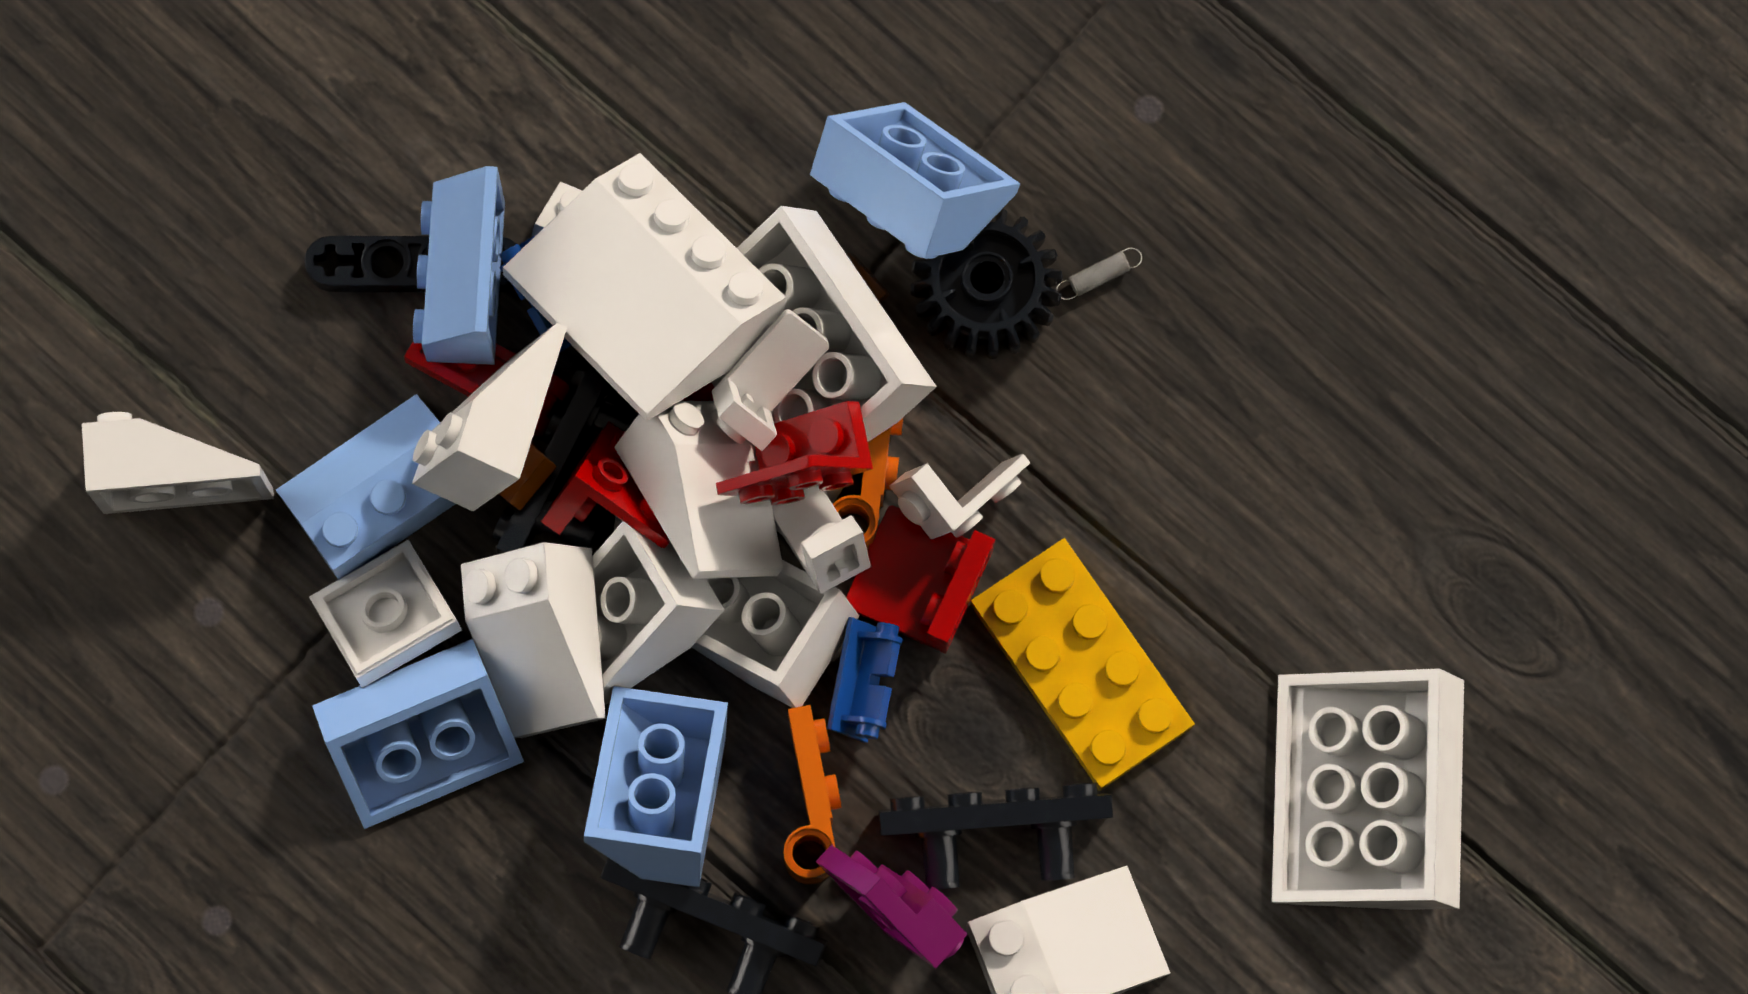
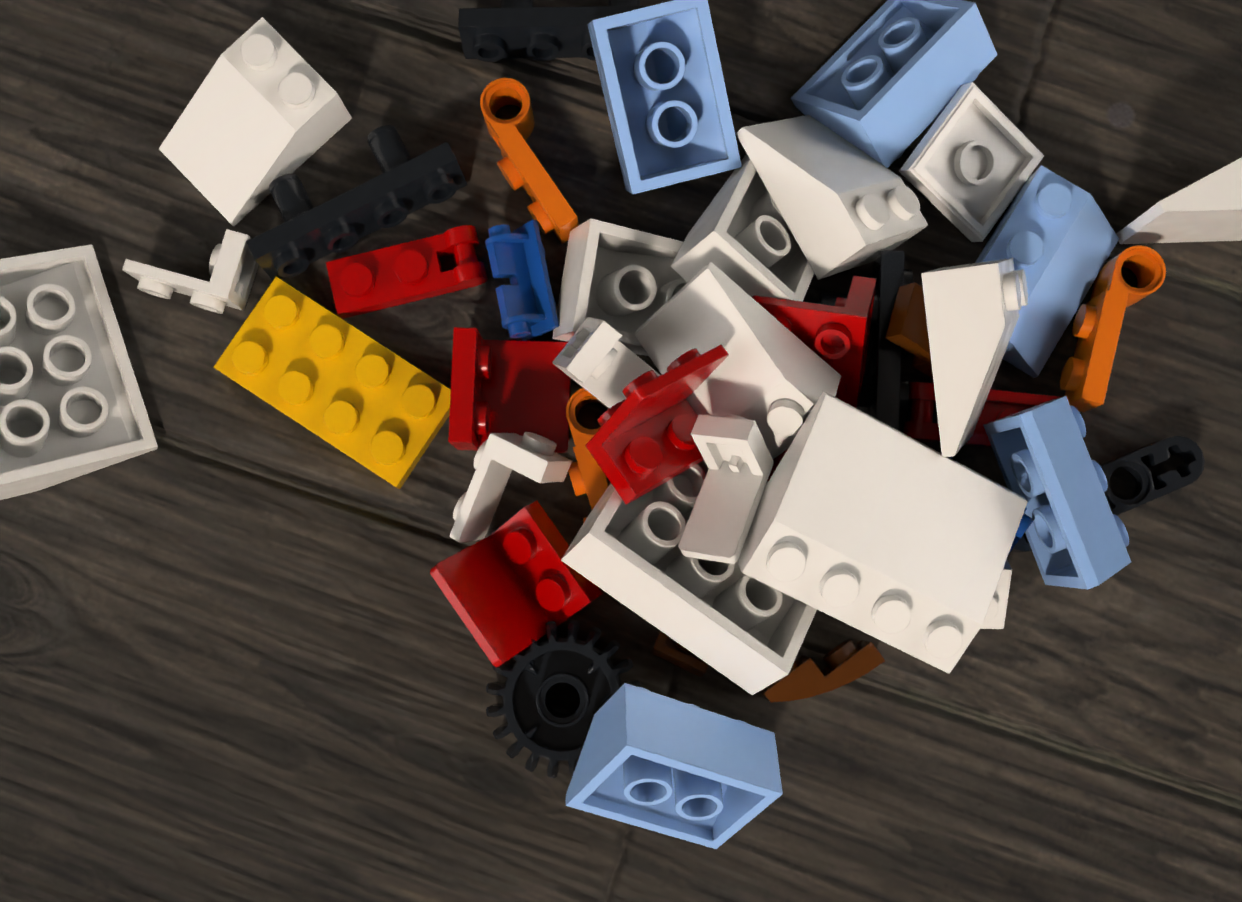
camera: 165 degrees right, 5 degrees up
(340, 413) = (1100, 323): none -> orange plate
(725, 204) = (844, 665): none -> reddish brown slope
(898, 905) = (407, 77): magenta plate -> none
(974, 743) = (405, 272): none -> red plate
(989, 399) = (514, 584): none -> red bracket
(1099, 273) = (462, 756): white piece -> none
(1140, 813) = (230, 283): none -> white bracket

